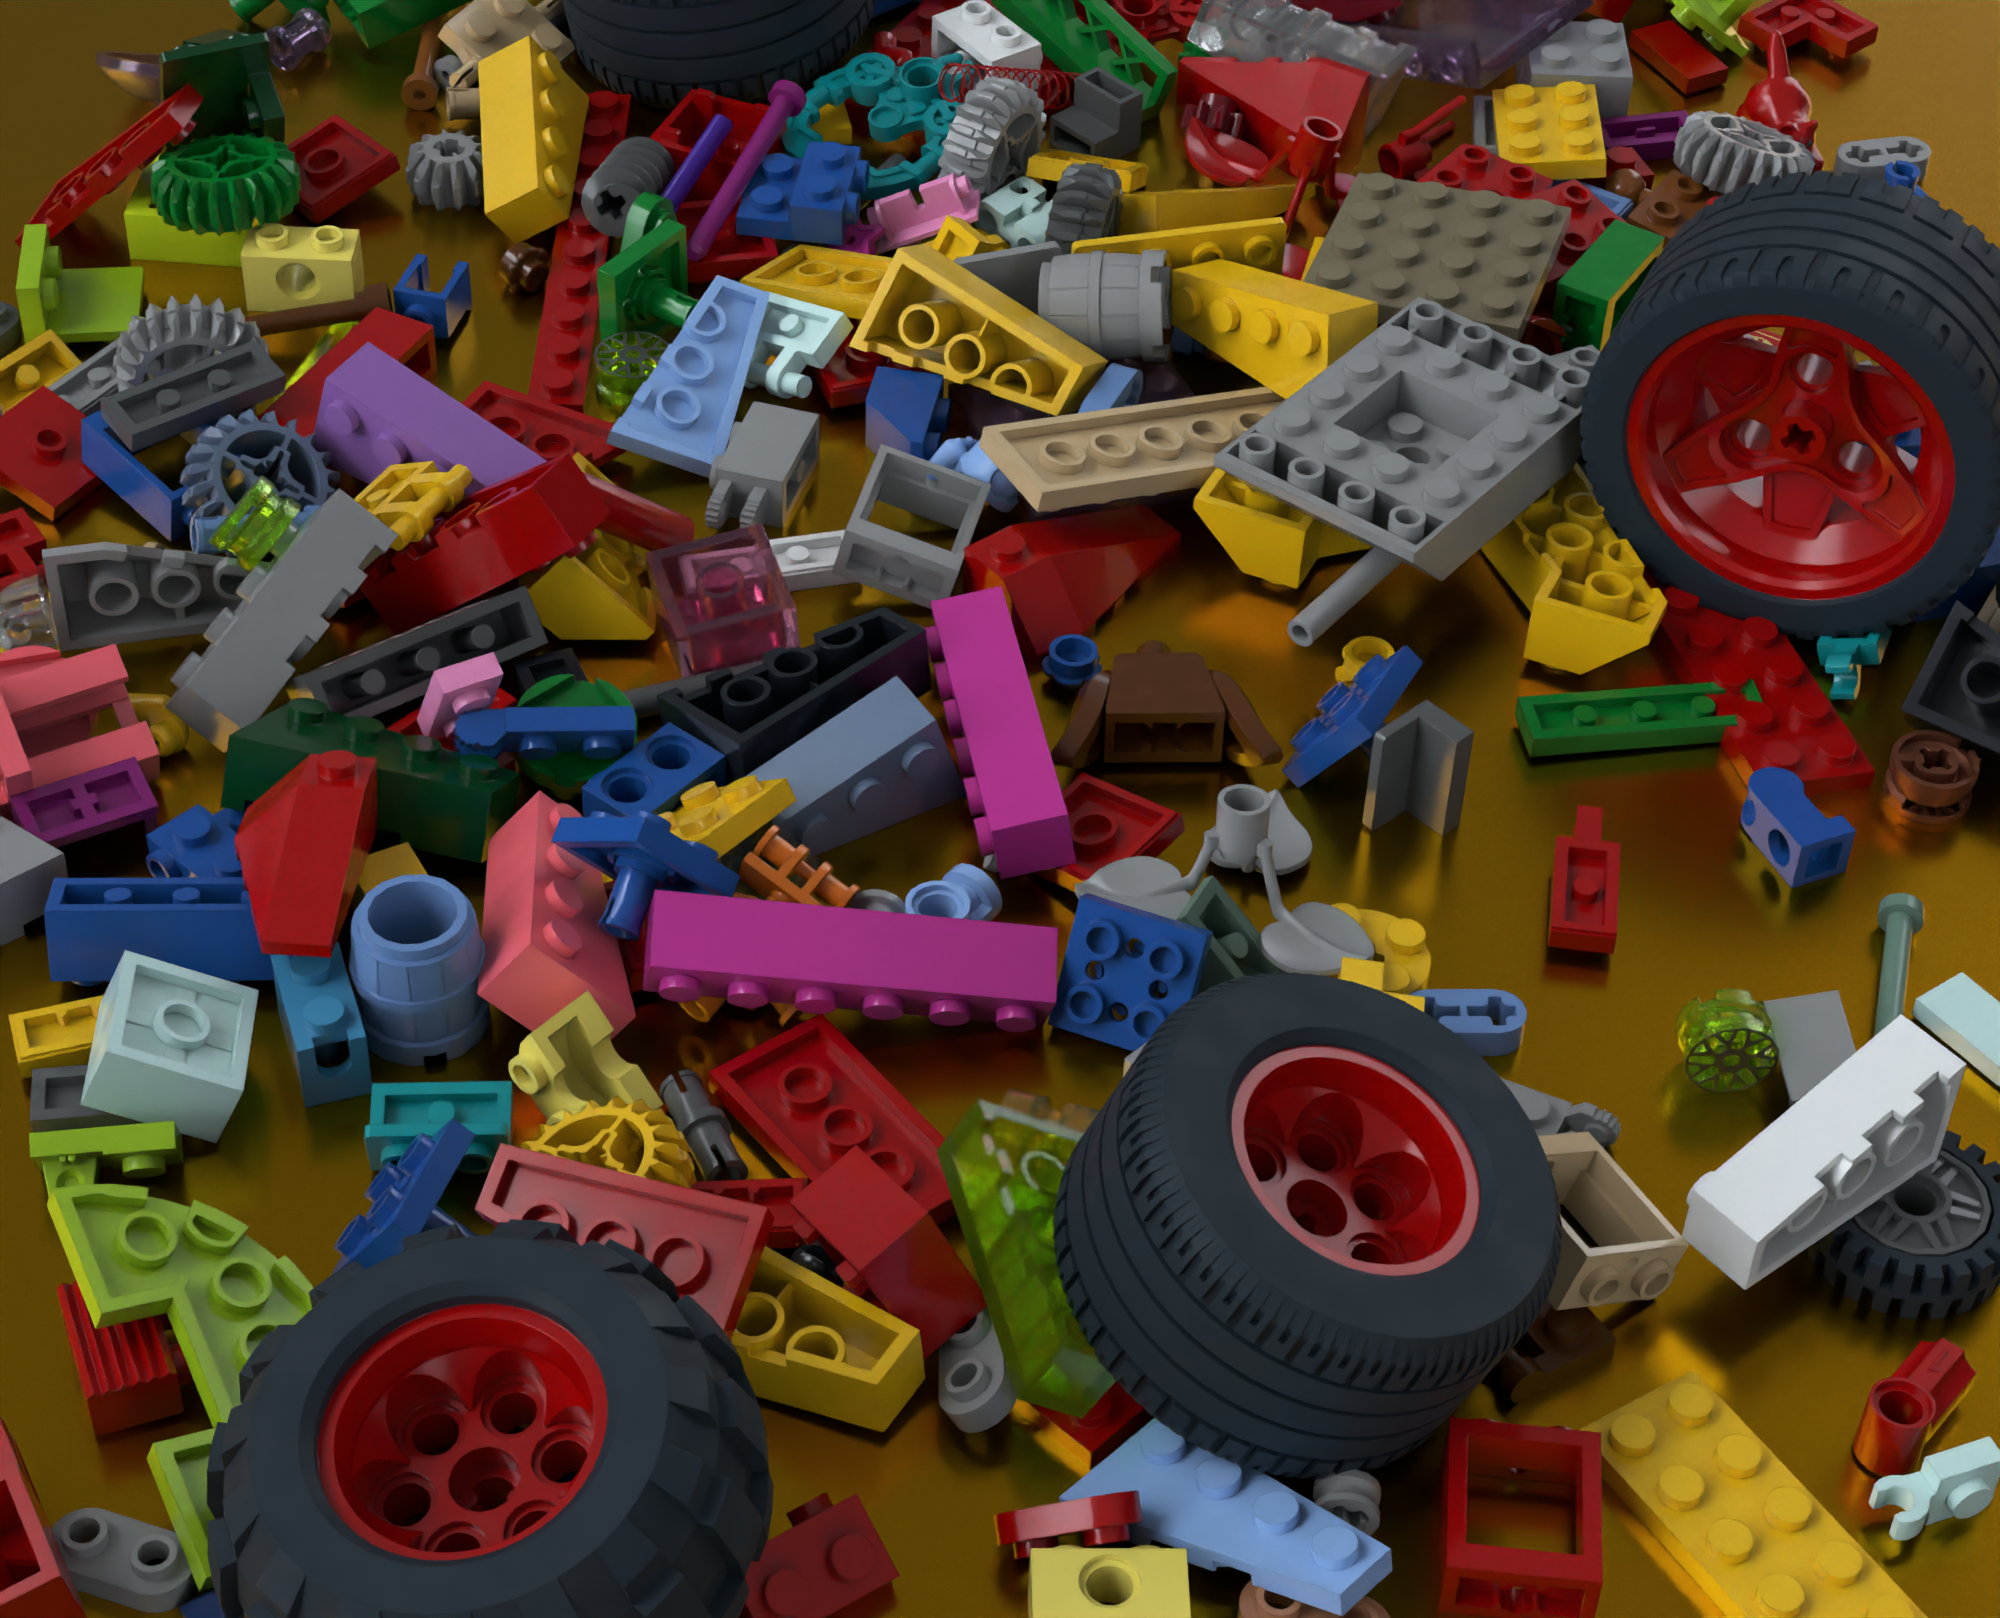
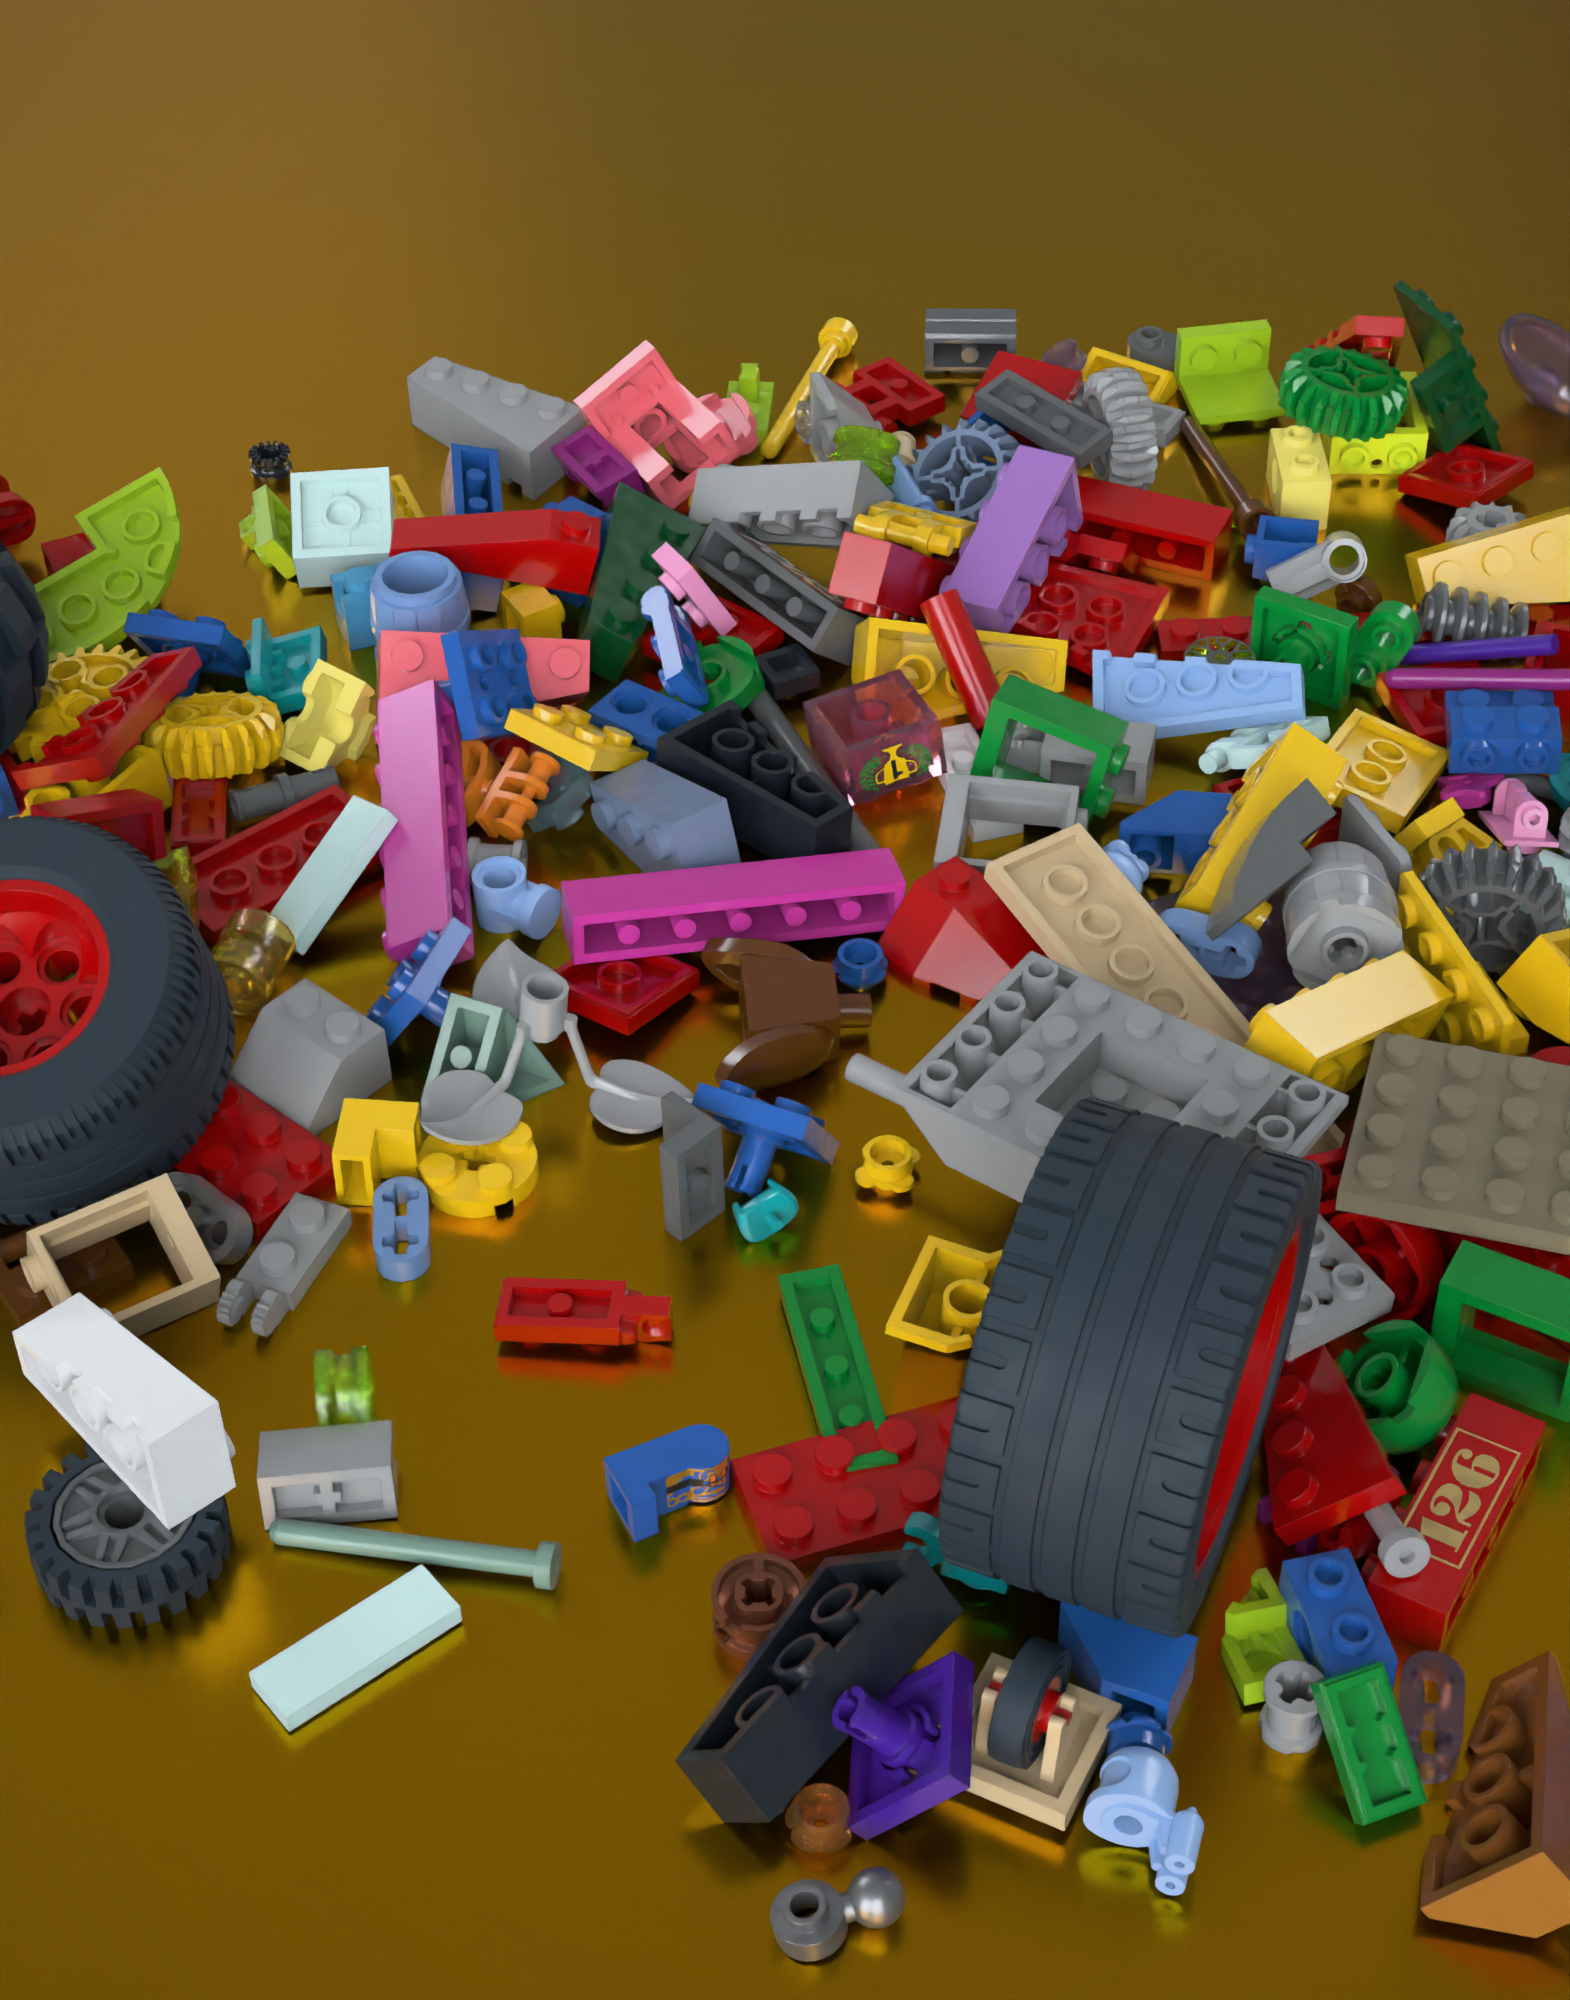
camera: 90 degrees right, 0 degrees up
(493, 259) = (1312, 571): none -> light grey piece
(780, 453) = (1059, 717): none -> green window
(908, 1045) = (333, 869): none -> light aqua tile
(1072, 312) = (1269, 857): none -> dark grey slope

